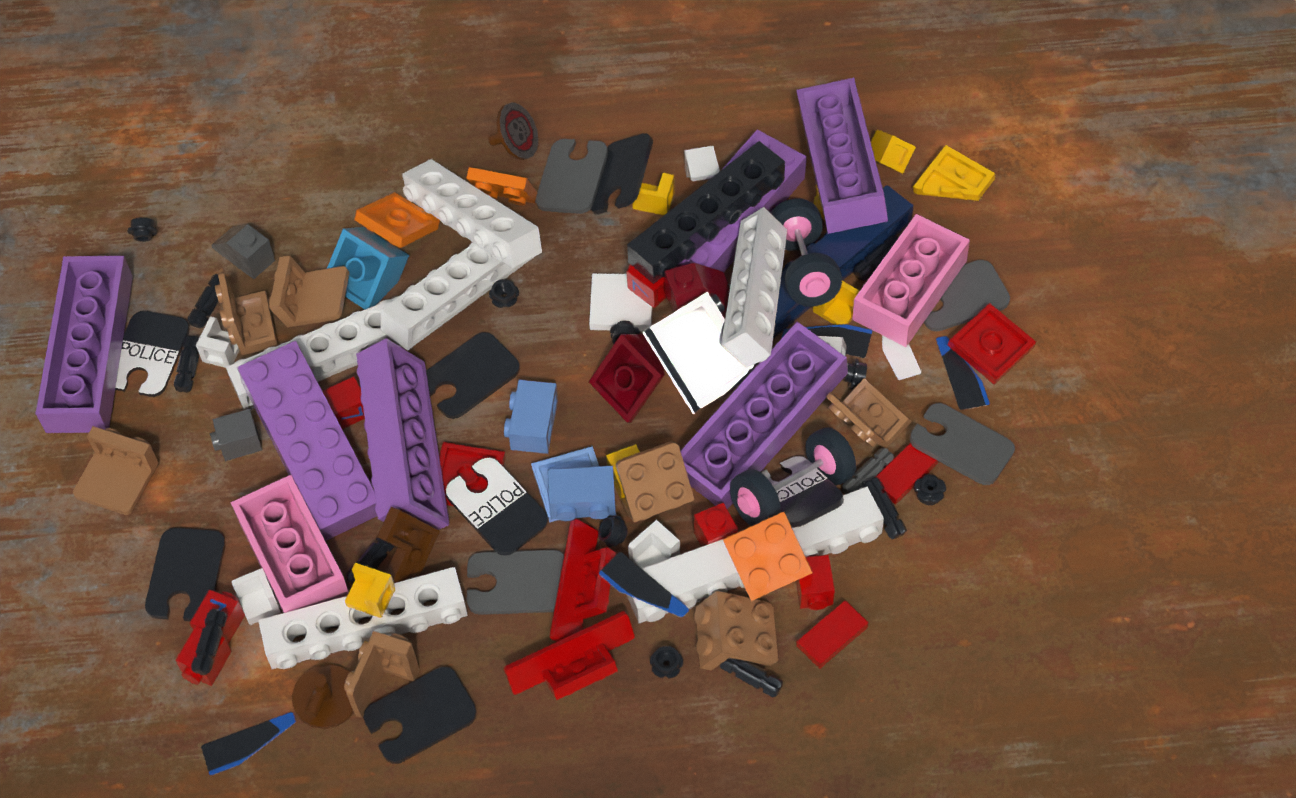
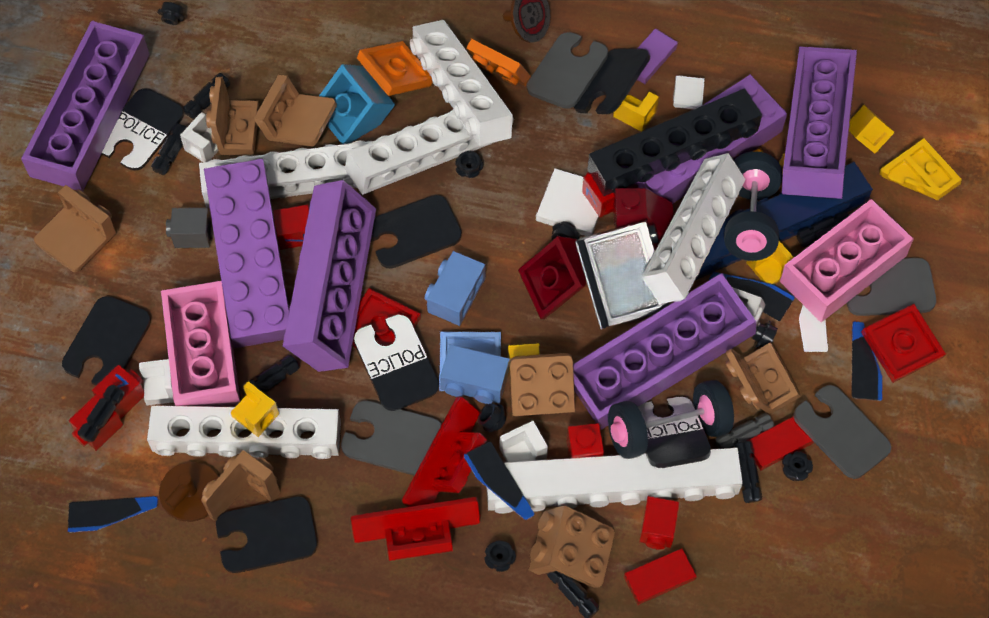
camera: 15 degrees right, 5 degrees up
(245, 249) = (254, 58): dark grey slope -> none
(413, 543) = (308, 376): reddish brown plate -> none
(659, 129) = (659, 48): none -> medium lavender tile
(767, 556) = (621, 487): orange plate -> none

